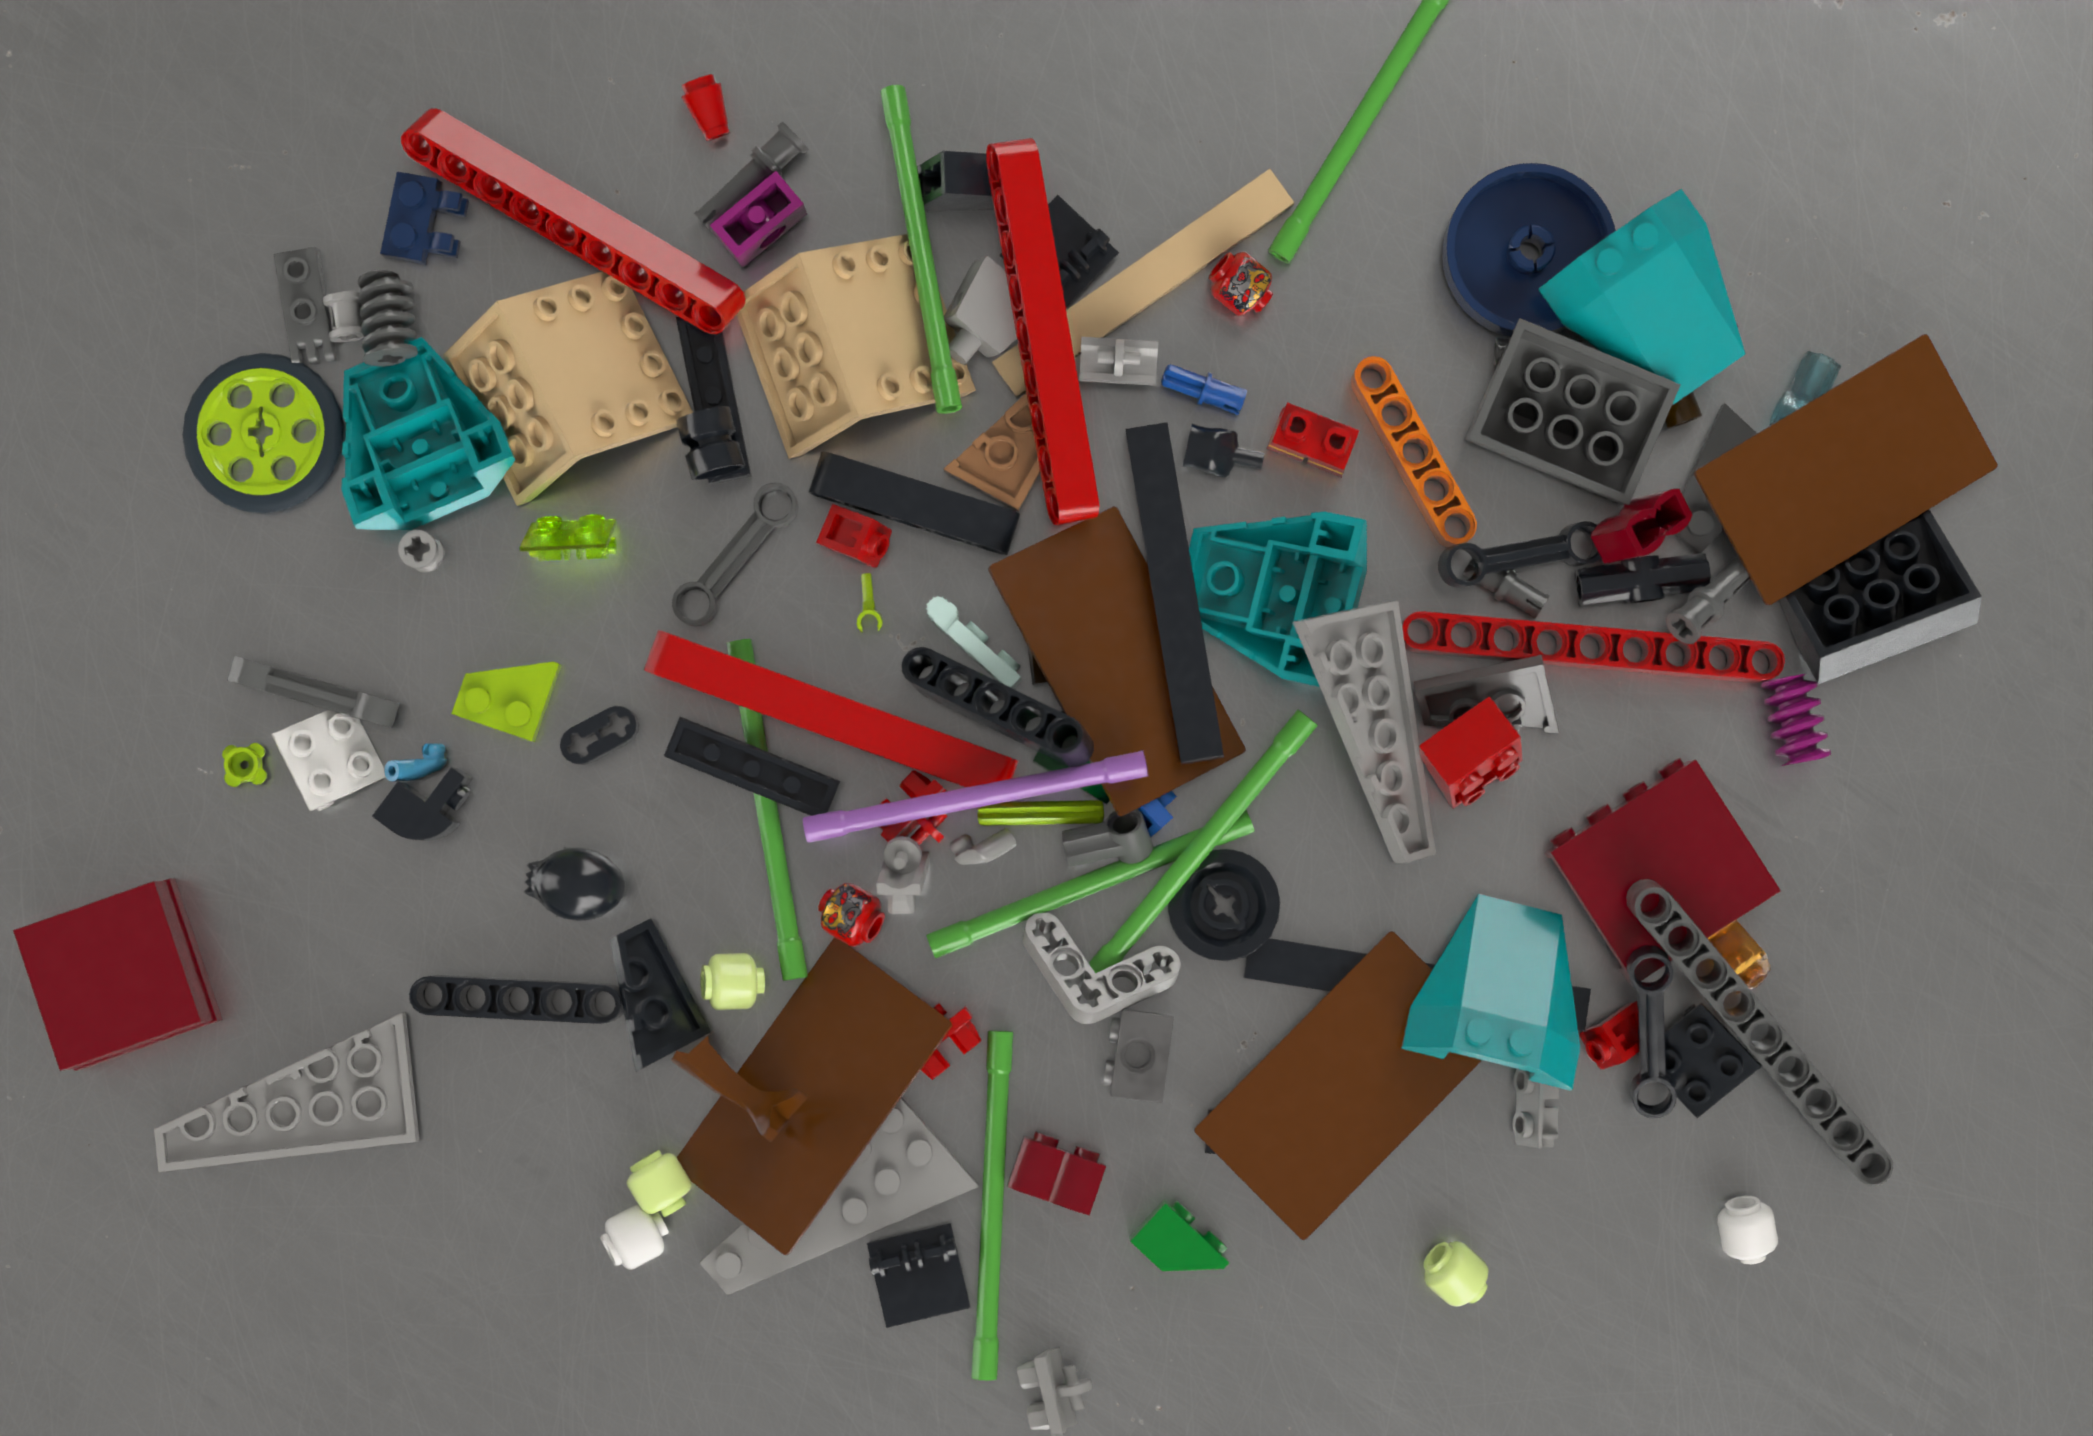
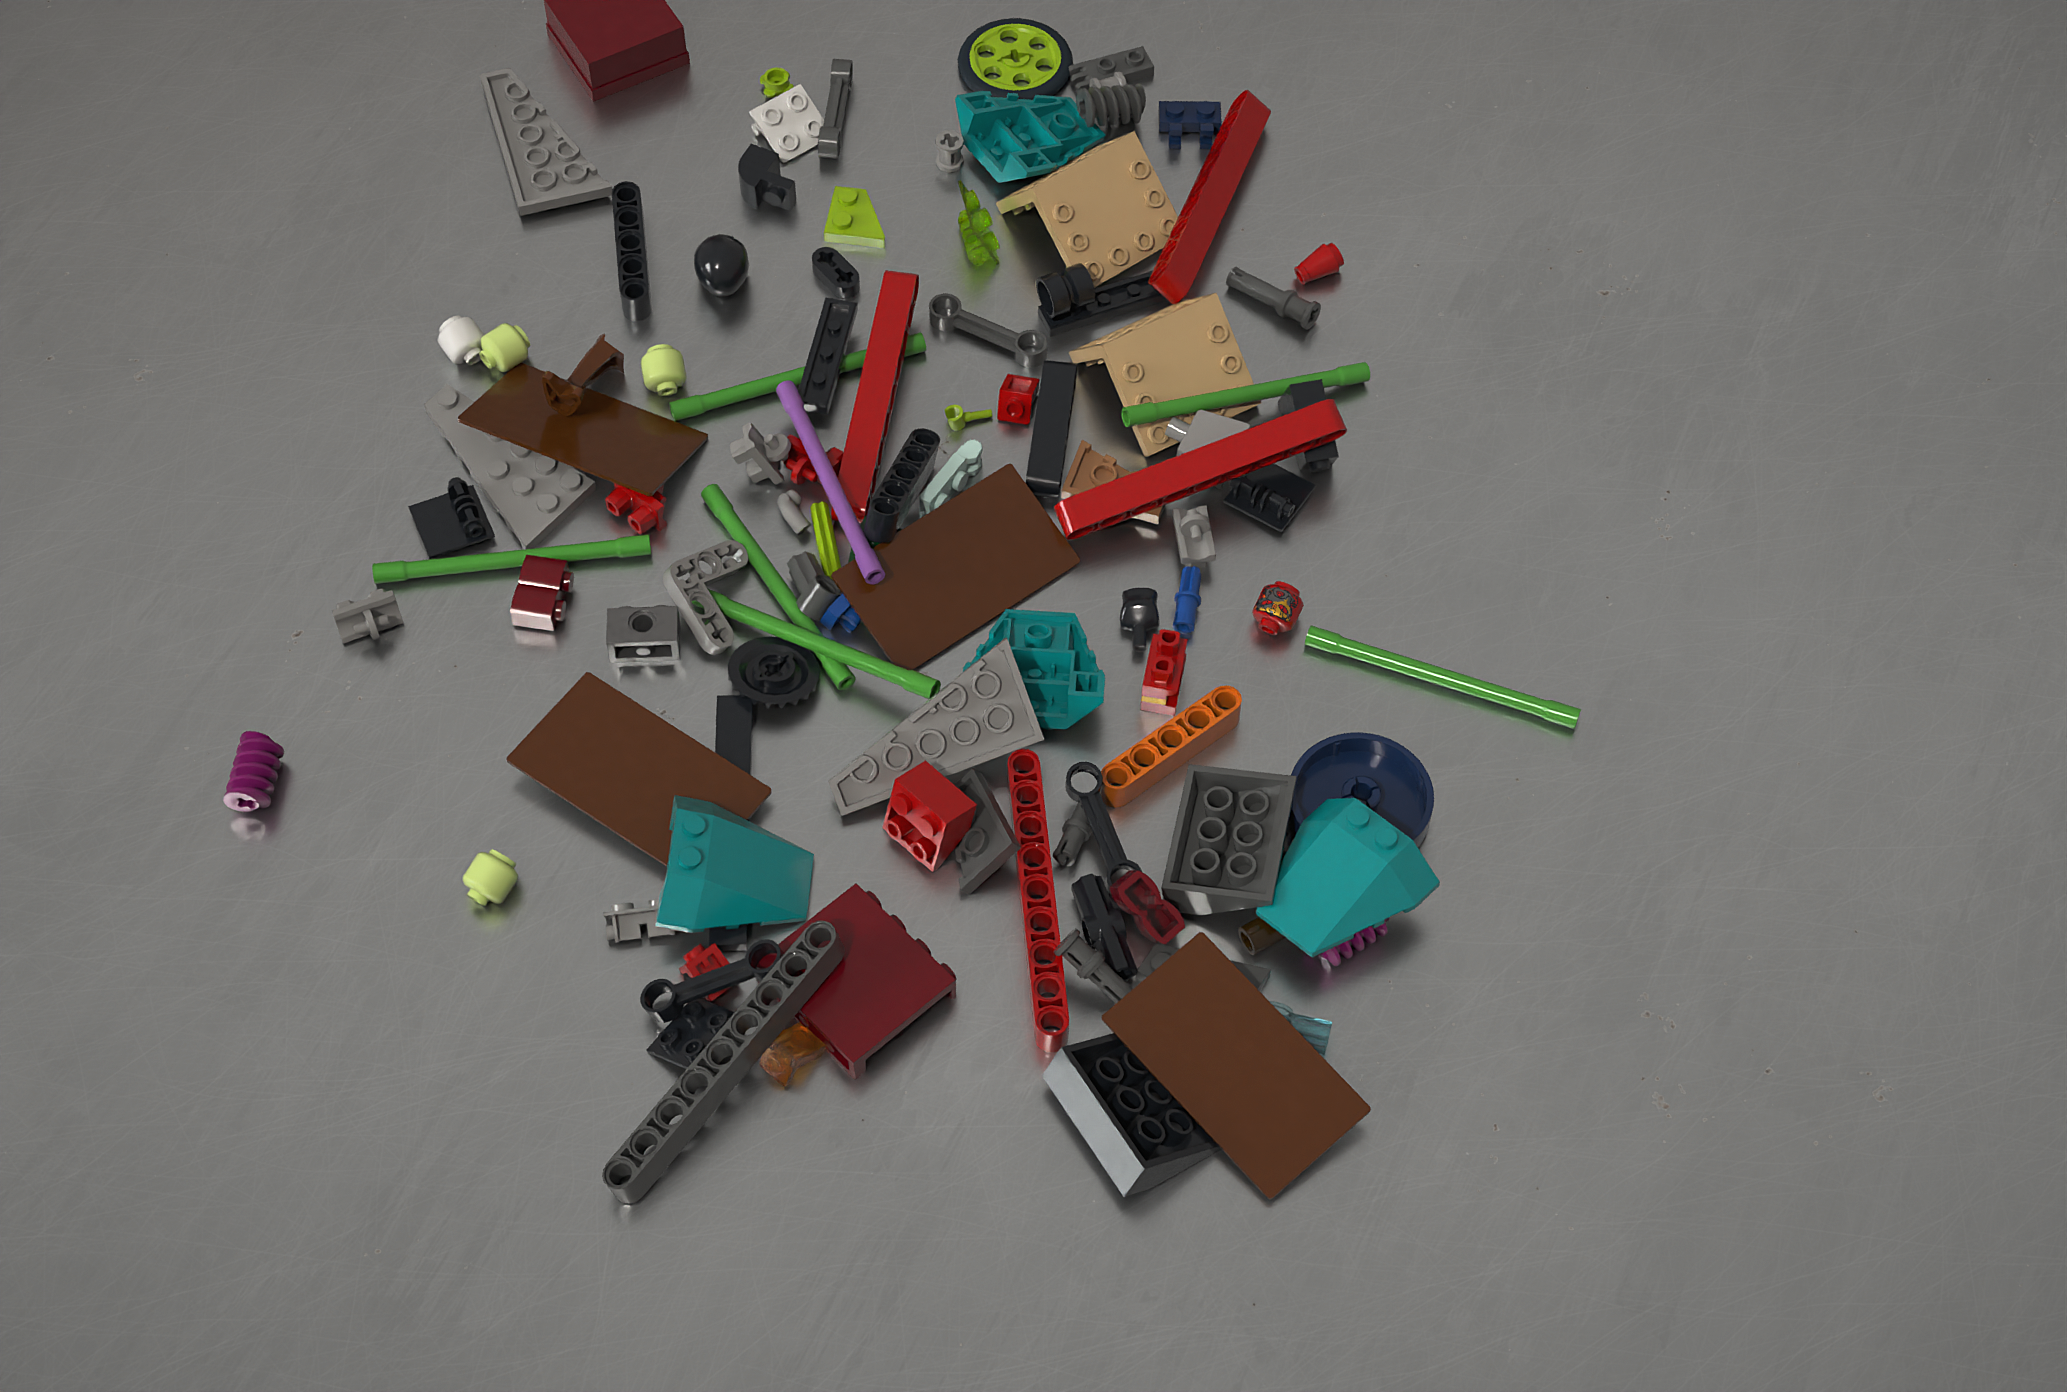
camera: 75 degrees right, 30 degrees down
(415, 769) = (790, 171): dark azure arm -> none
(653, 996) = (645, 323): black wing -> none
(759, 219) = (1244, 298): magenta brick -> none
(851, 914) = (722, 430): head -> none
(1164, 268) = (1282, 565): tan tile -> none
(1174, 593) = (1016, 600): black tile -> none
(1175, 1243) = (497, 677): green slope -> none
(1747, 1229) = (552, 1093): white head -> none
(1796, 719) = (1006, 1059): magenta piece -> none

